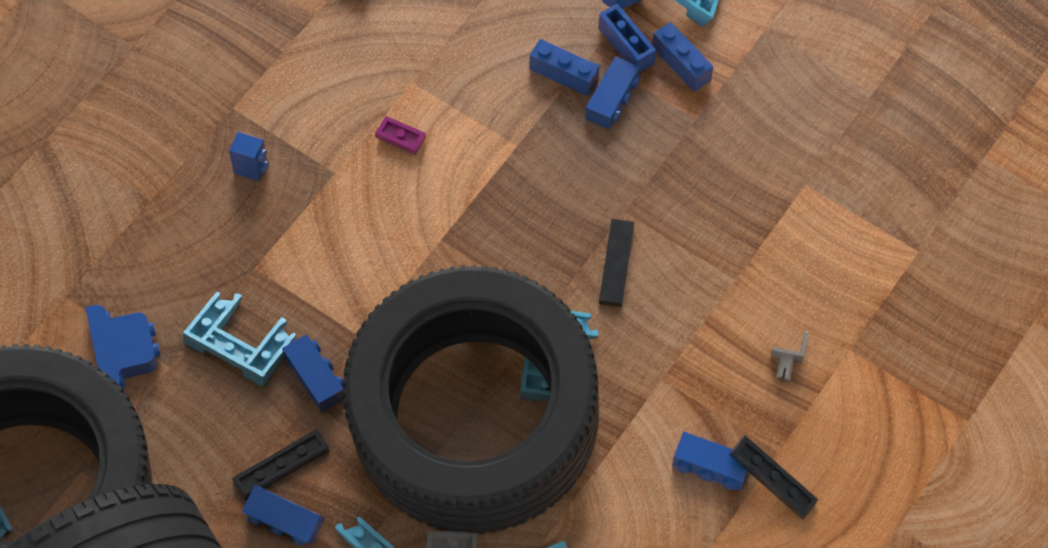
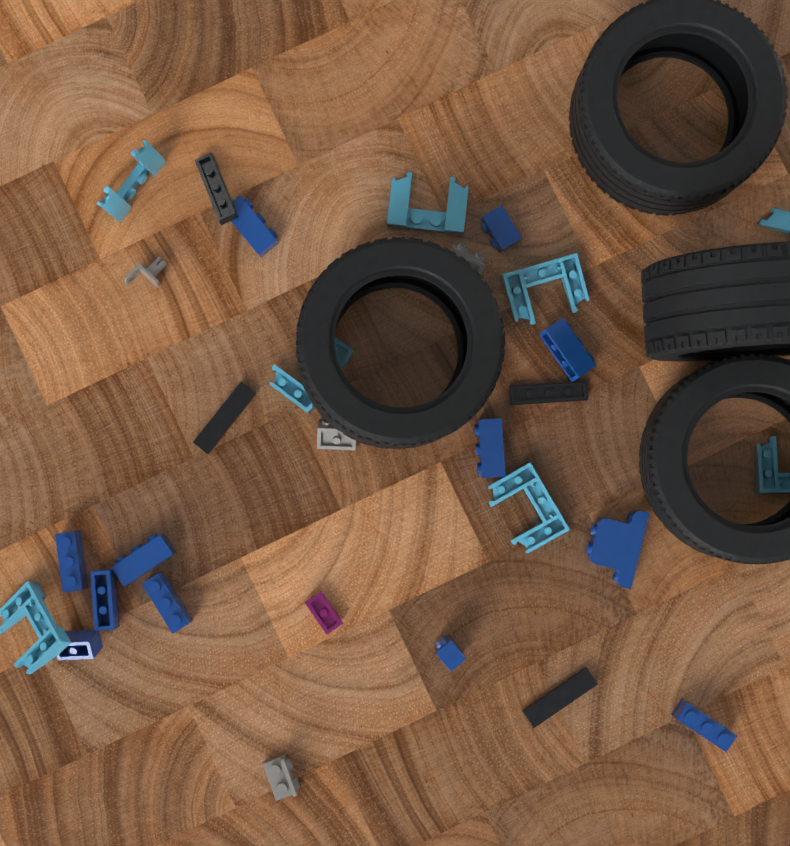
camera: 150 degrees left, 25 degrees up
(108, 179) = (560, 697): none -> black tile
(865, 406) = (148, 162): none -> medium azure wedge

